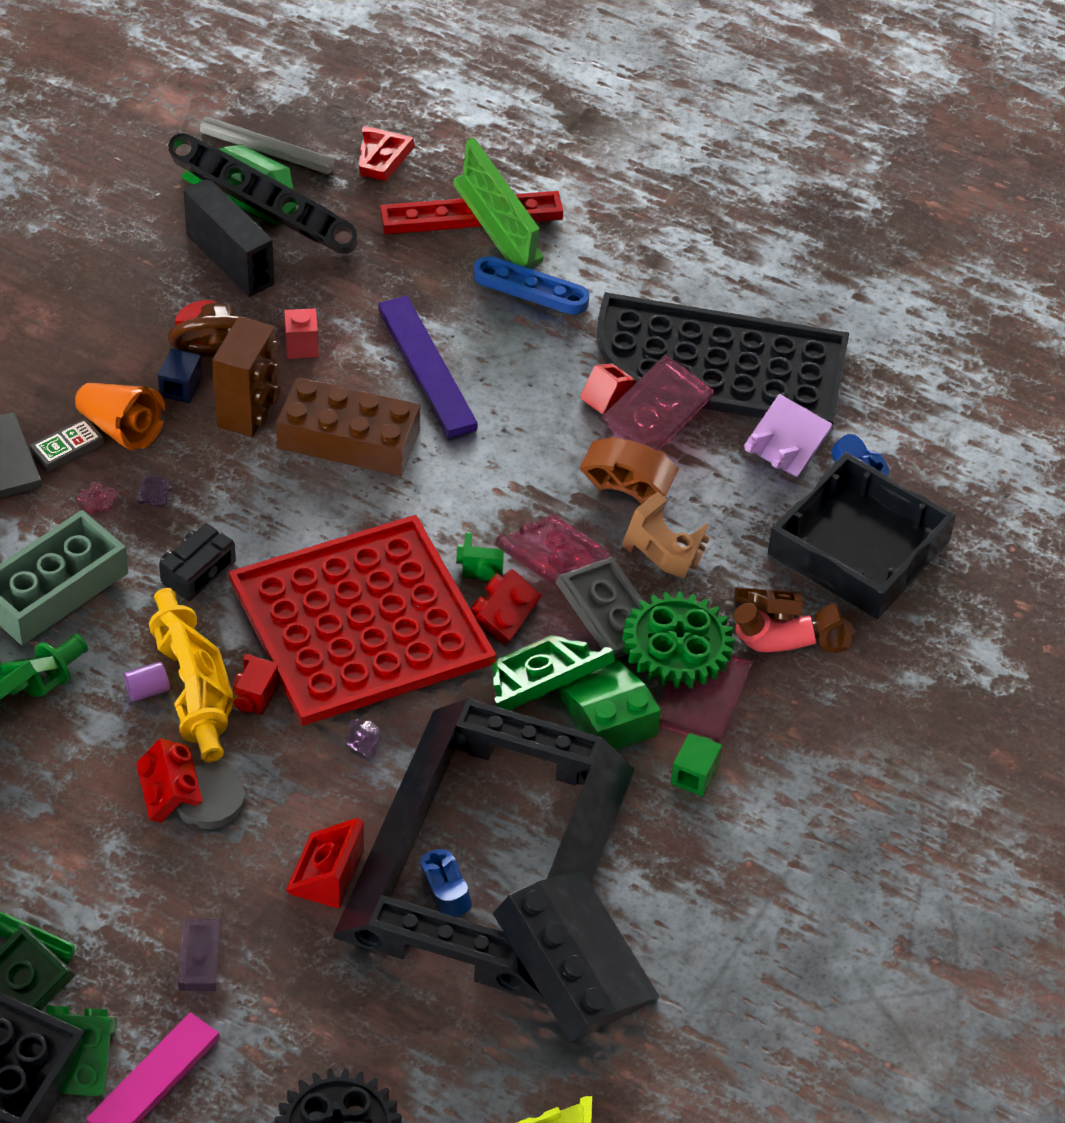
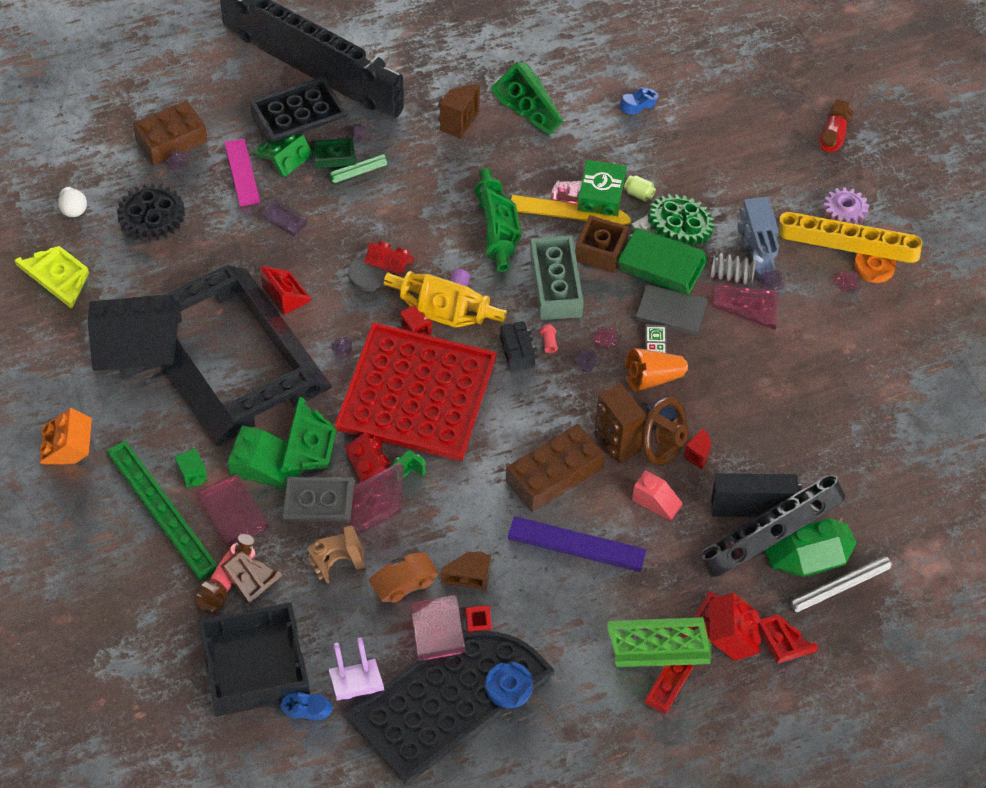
camera: 130 degrees right, 5 degrees up
(148, 546) = (548, 334): none -> coral pin
(417, 171) = (734, 626): none -> red brick
(446, 882) = (226, 325): blue piece -> none
(531, 285) = (588, 642): blue plate -> none
(559, 425) = (468, 571): none -> reddish brown slope
(662, 311) = (509, 685): none -> blue tile
(678, 640) = (266, 508): green gear -> none
(772, 768) = (162, 510): none -> green tile
(794, 929) = (66, 438): none -> orange slope

